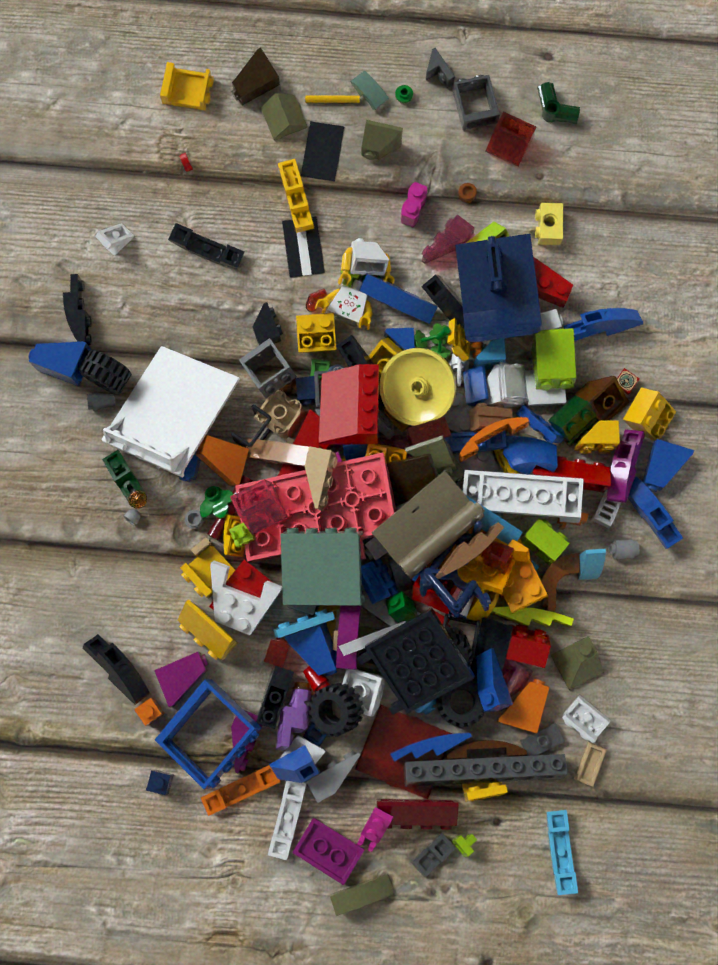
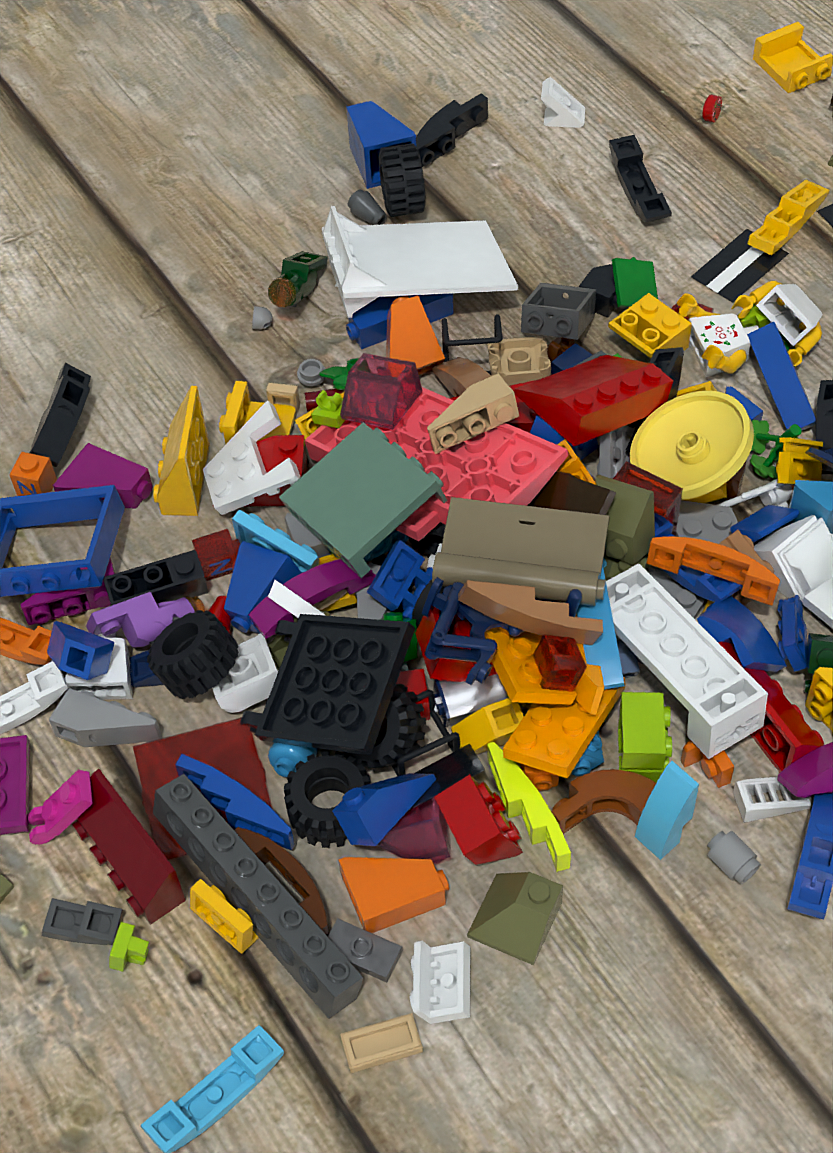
camera: 55 degrees right, 25 degrees down
(279, 314) = (633, 280): none -> green piece

